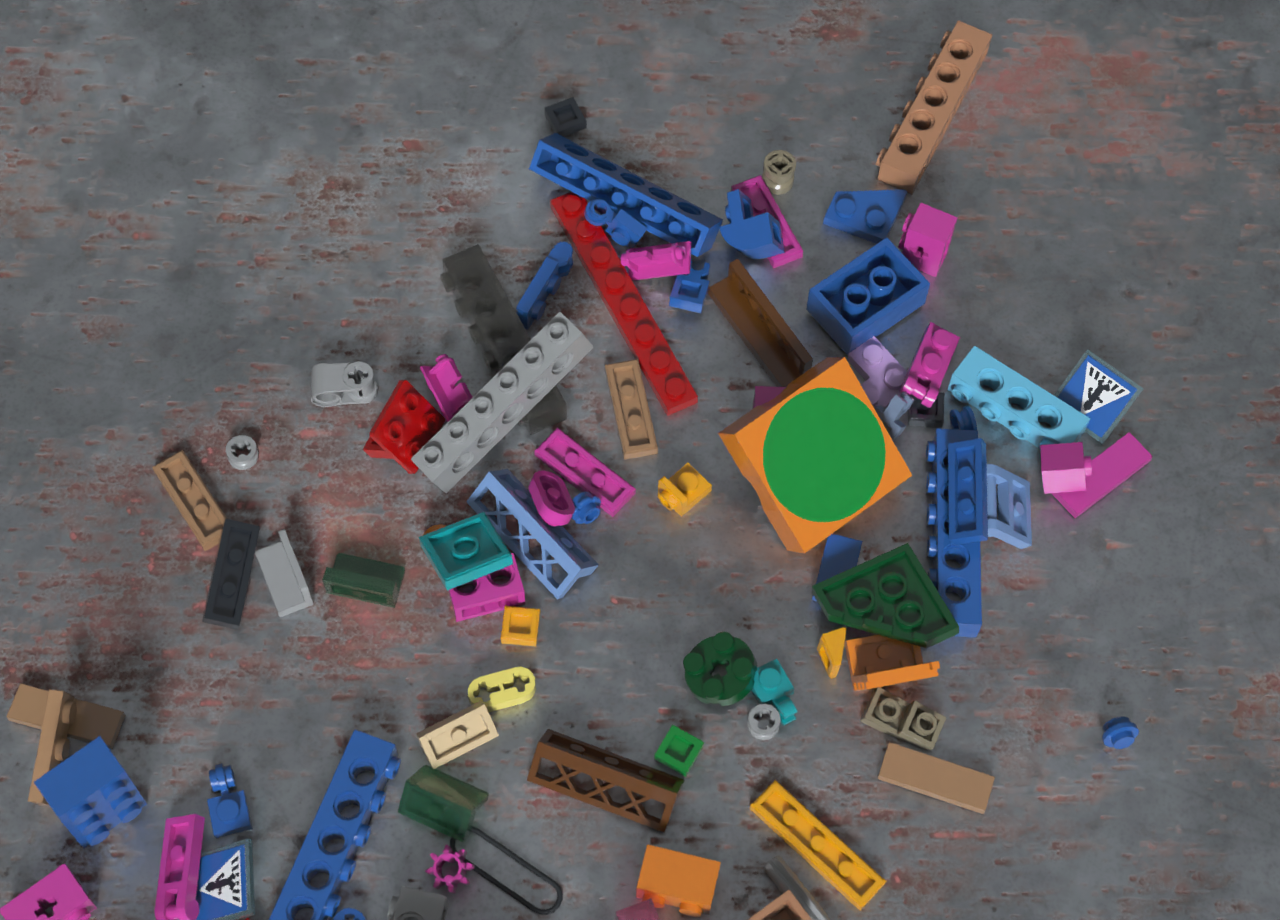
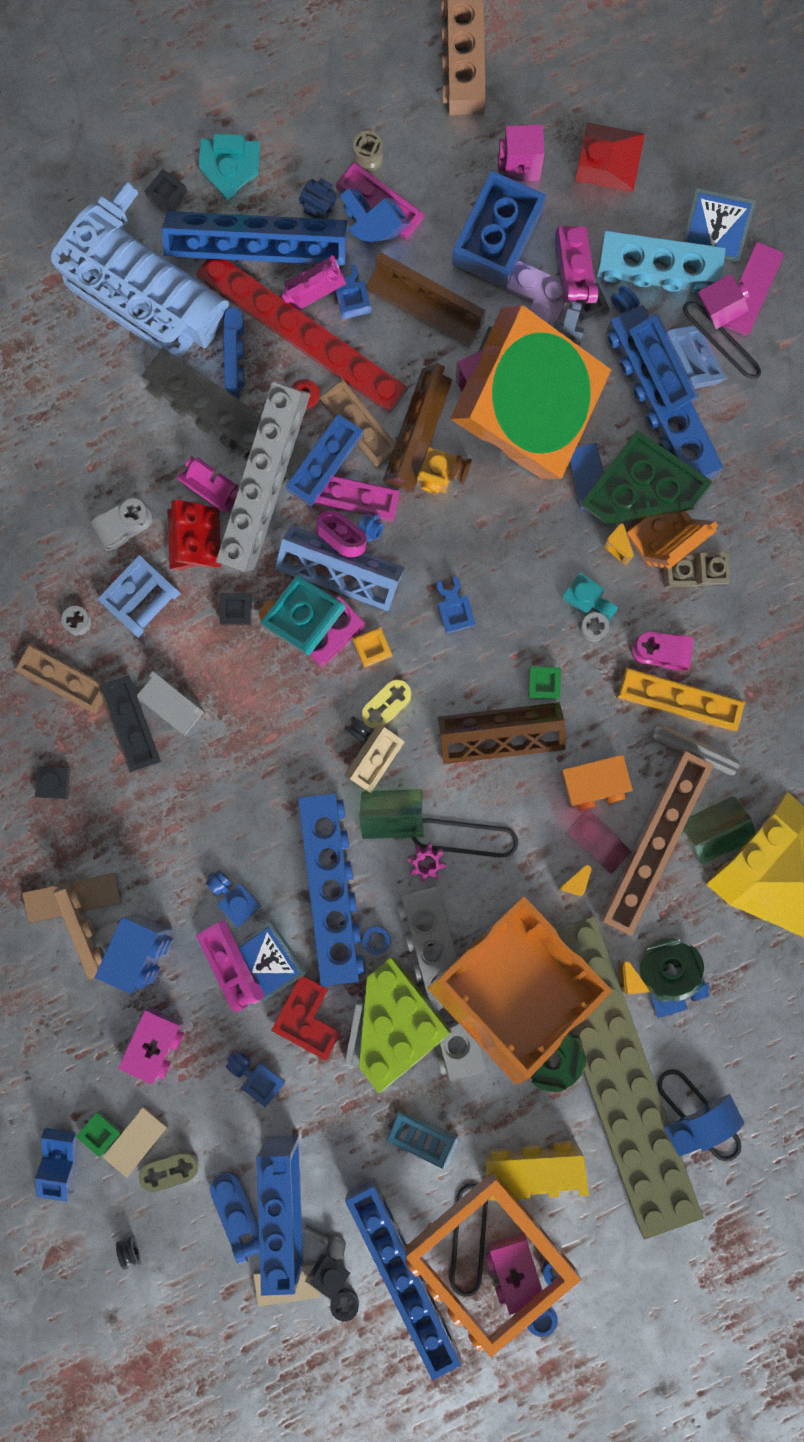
camera: 20 degrees left, 20 degrees up
(120, 593) = (52, 782): none -> black plate
(314, 449) = (131, 589): none -> medium blue plate
(364, 580) = (233, 672): clear green panel -> none
(404, 519) = (236, 609): none -> black plate
(457, 697) = (358, 729): none -> black bush
(489, 176) = (138, 276): none -> light blue piece
(575, 421) = (324, 460): none -> blue plate
(596, 363) = (312, 387): none -> red plate
(621, 226) = (269, 269): blue plate -> none
(626, 631) = (456, 610): none -> blue plate
(641, 122) = (229, 162): none -> teal plate
(686, 439) = (418, 428): none -> reddish brown fence
(706, 189) = (318, 198): none -> dark blue gear
(708, 499) = (460, 469): none -> reddish brown bush
(722, 650) = (534, 588): dark green plate -> none
(828, 782) = (669, 651): none -> dark pink piece
(865, 213) = (456, 151): blue wing -> none
(936, 778) = (742, 603): medium nougat tile -> none
(1016, 287) = (610, 157): none -> red slope
(1038, 511) = (728, 336): none -> black piece

